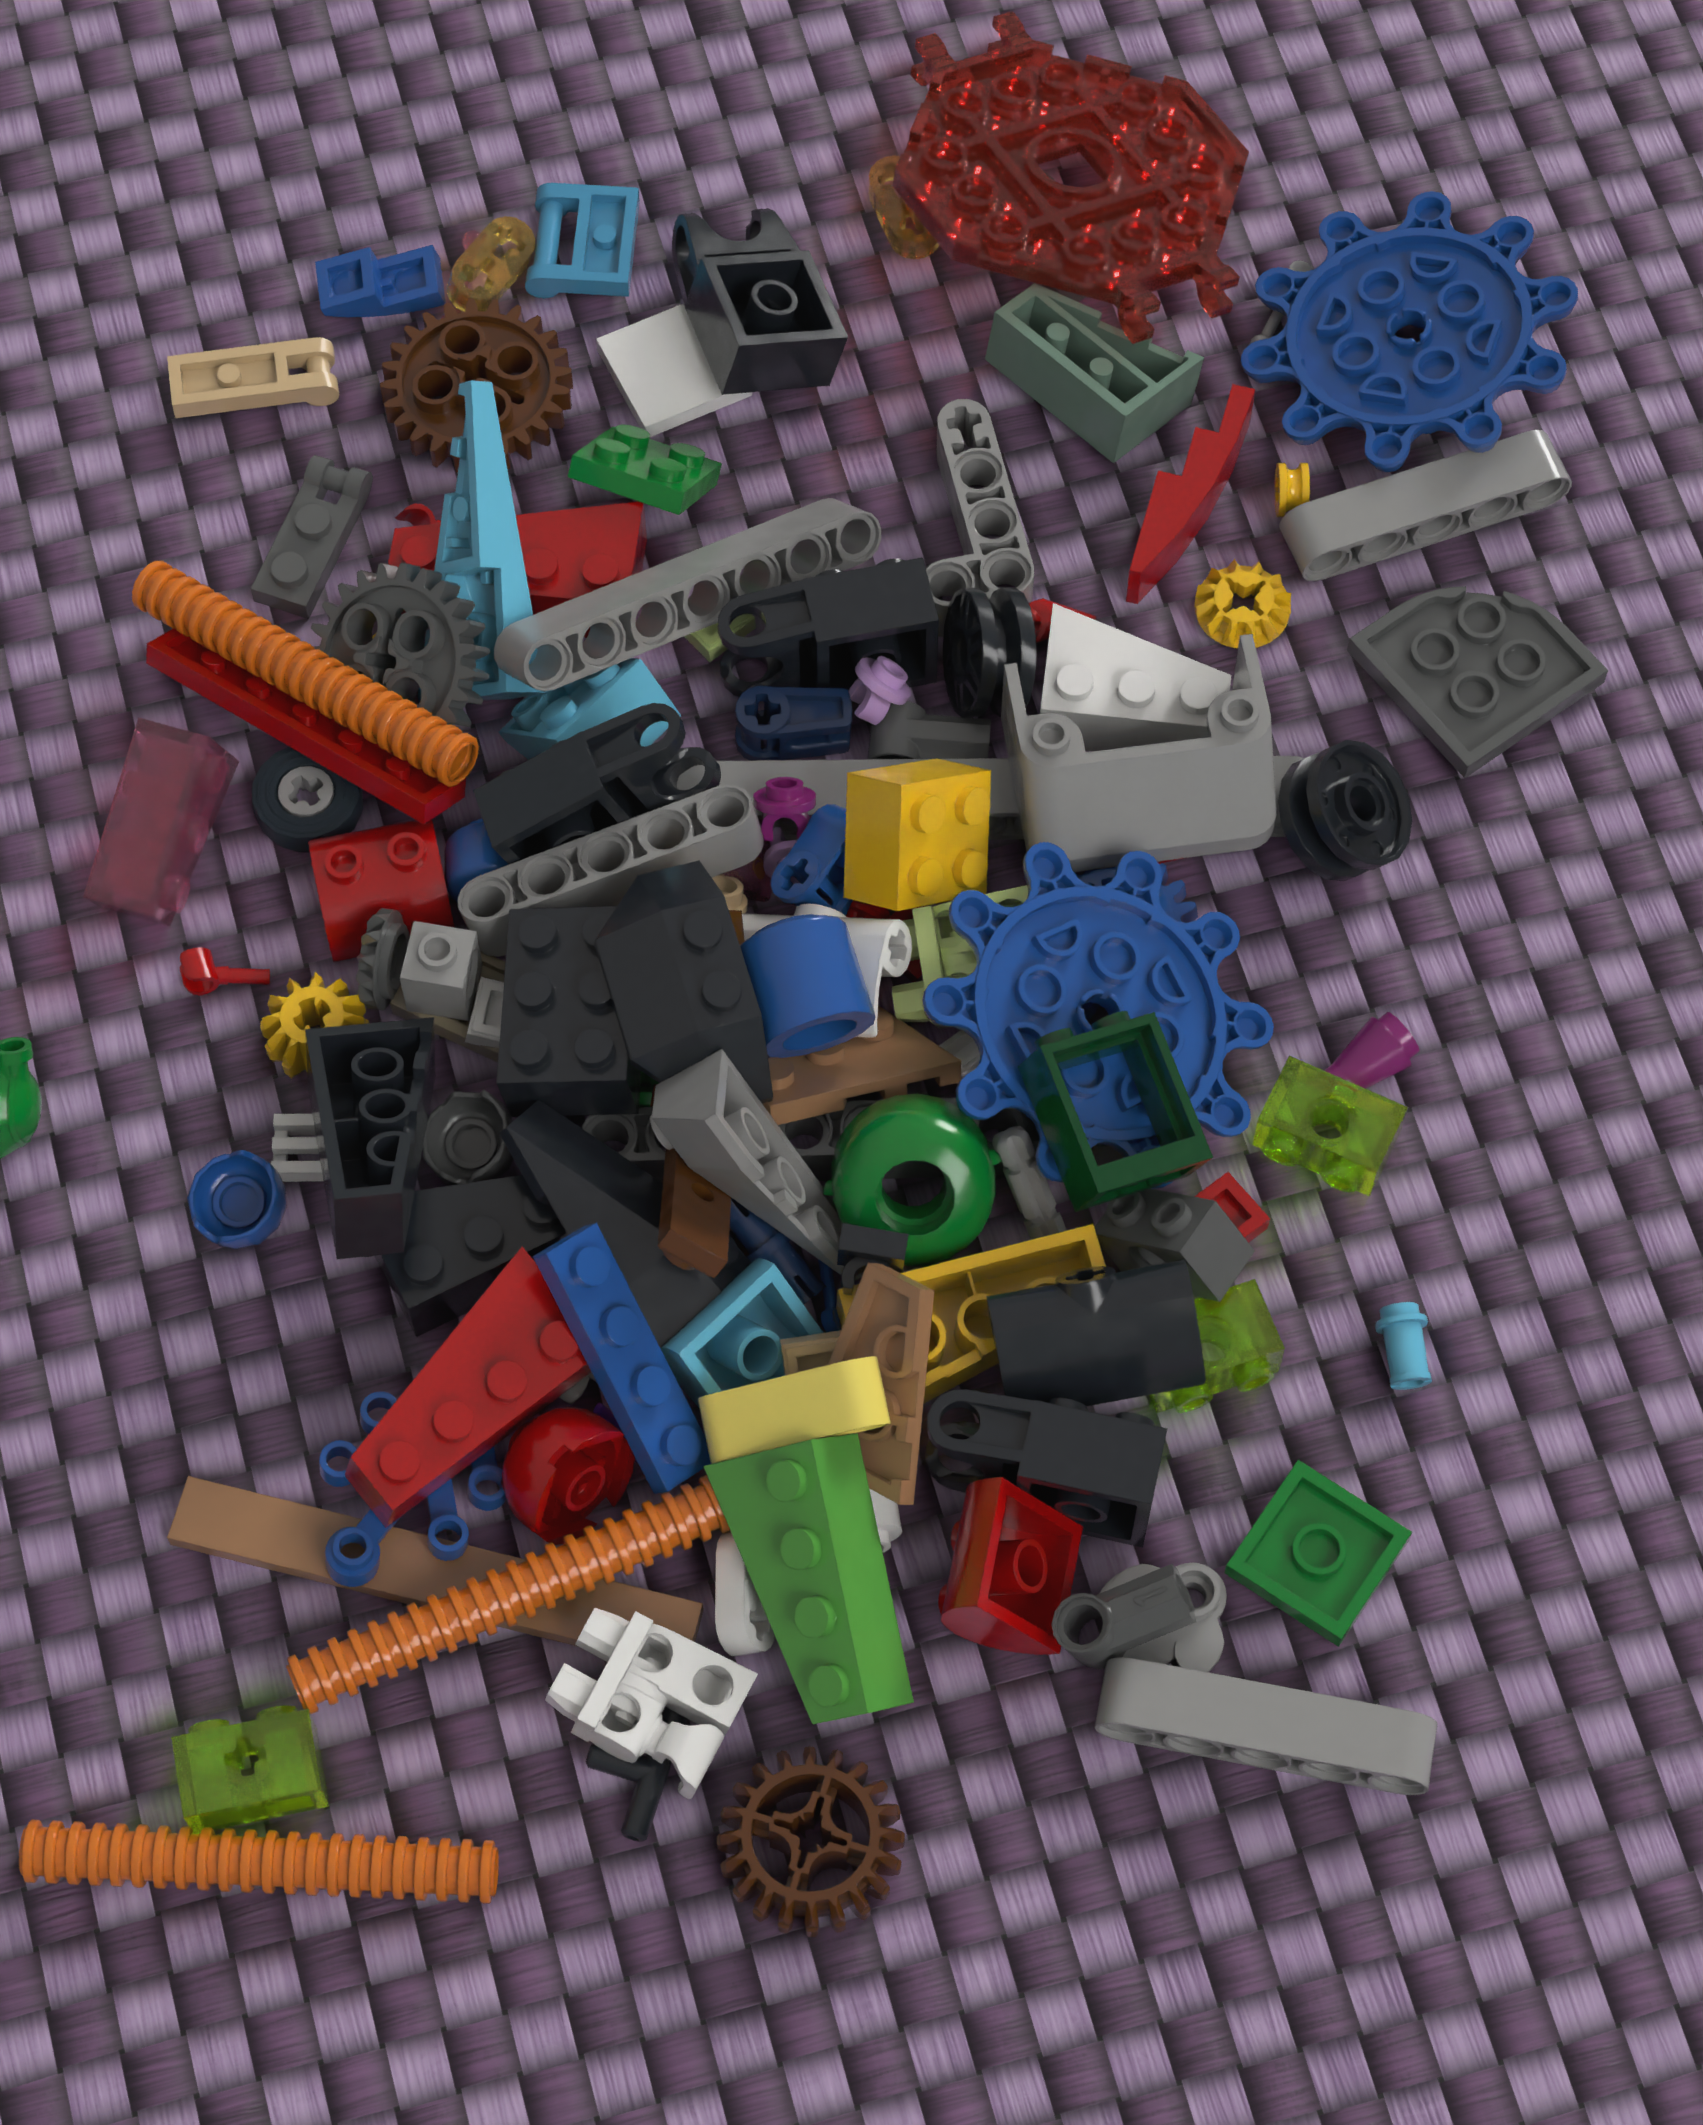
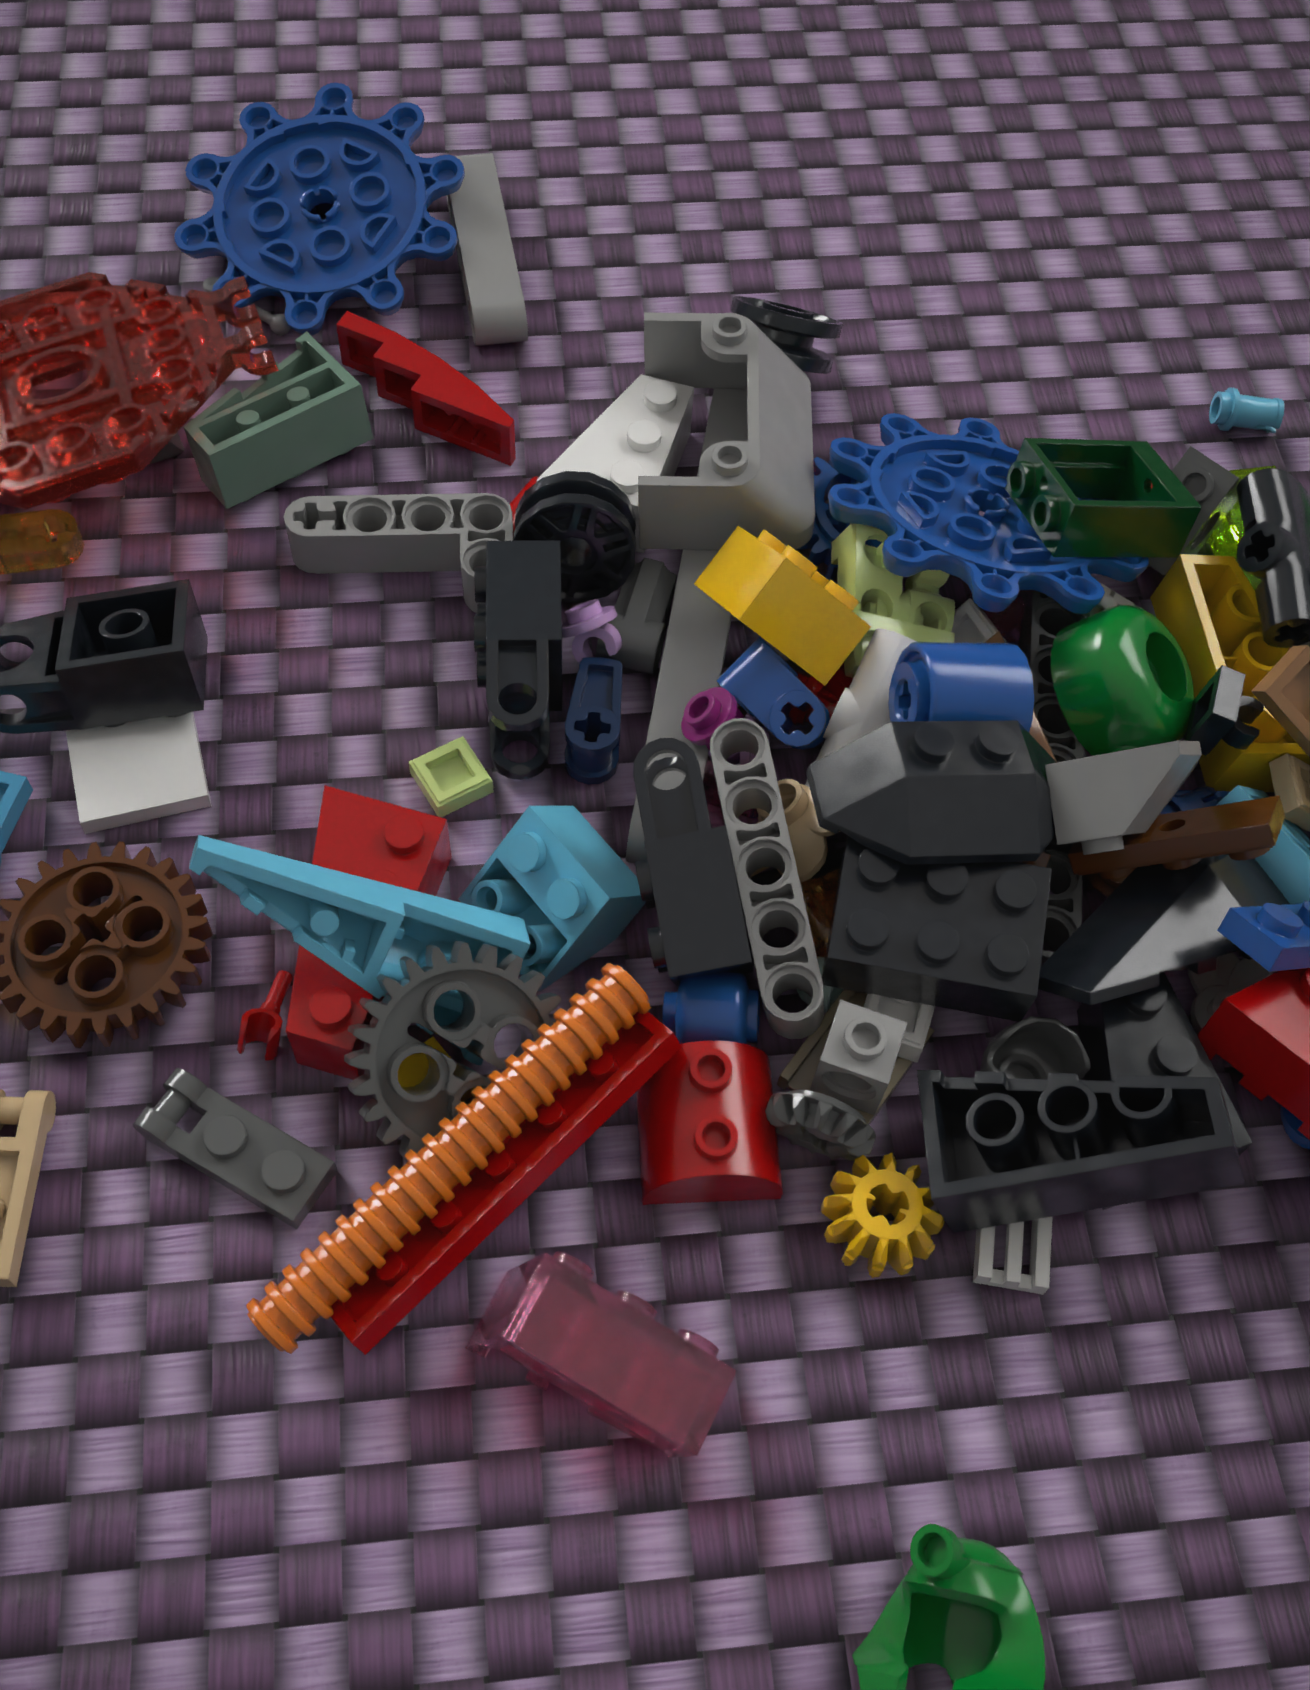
camera: 85 degrees left, 5 degrees down
(202, 976) = (786, 1340): red hand -> none
(237, 1200) = (1093, 1322): blue hair -> none
(295, 822) = (615, 1201): black bush -> none
(644, 469) = (273, 789): green plate -> none
(665, 591) = (457, 772): light grey beam -> none
(1215, 599) = (533, 396): yellow gear -> none
(1291, 487) = (455, 322): yellow bush -> none
(1313, 1097) = (1061, 403): clear neon green brick -> none
(1376, 1052) = (991, 378): magenta cone -> none
(1476, 669) = (647, 252): dark grey plate -> none

